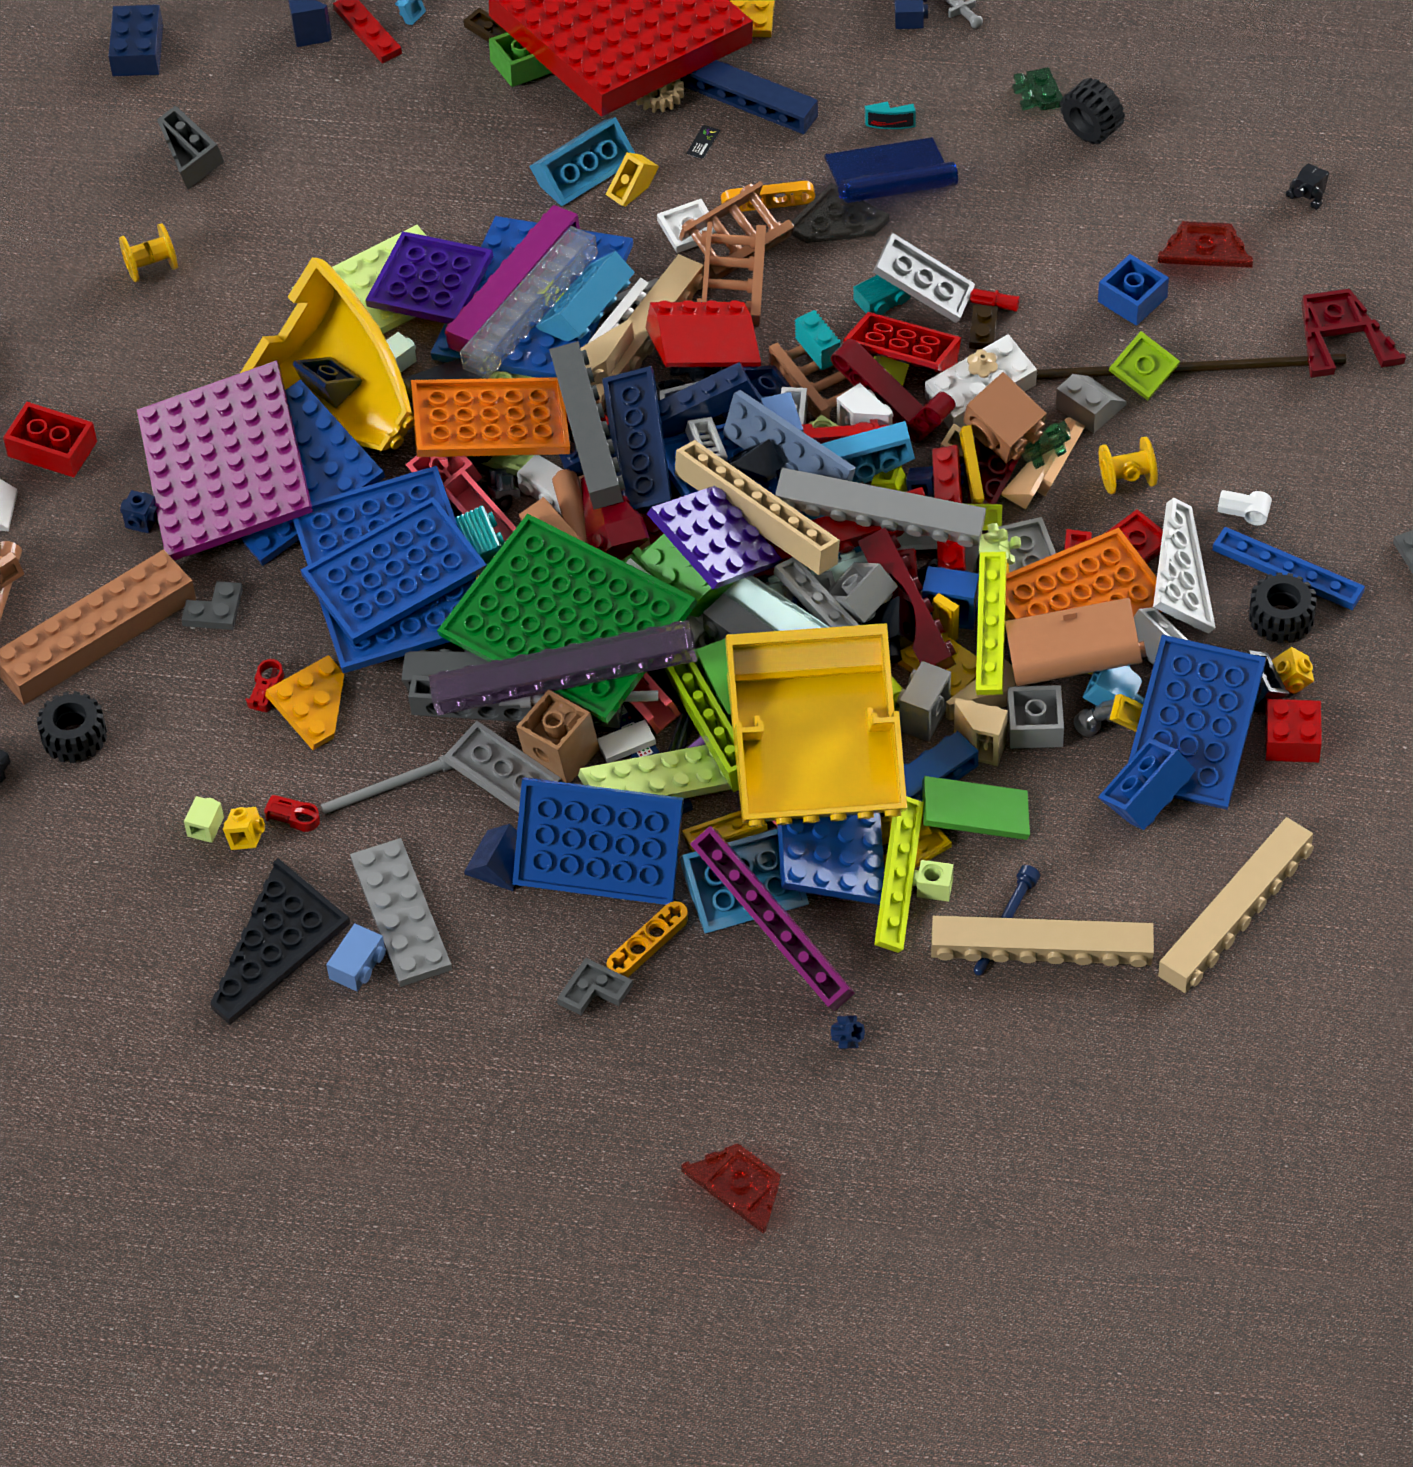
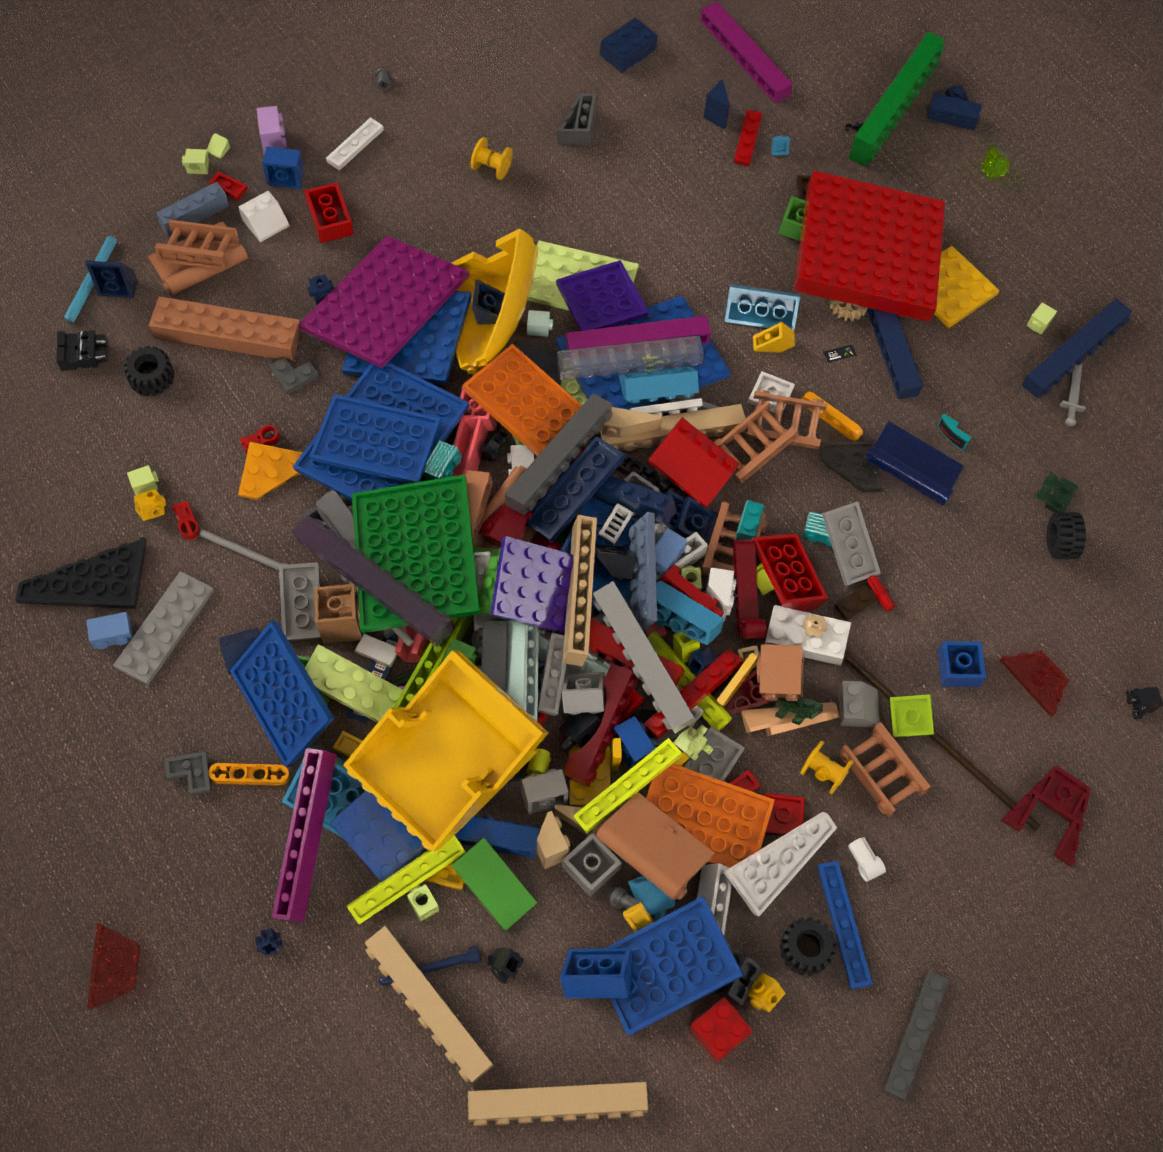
camera: 40 degrees right, 10 degrees up
(1062, 851) = (504, 963): none -> black piece
(1175, 408) = (892, 752): none -> nougat fence

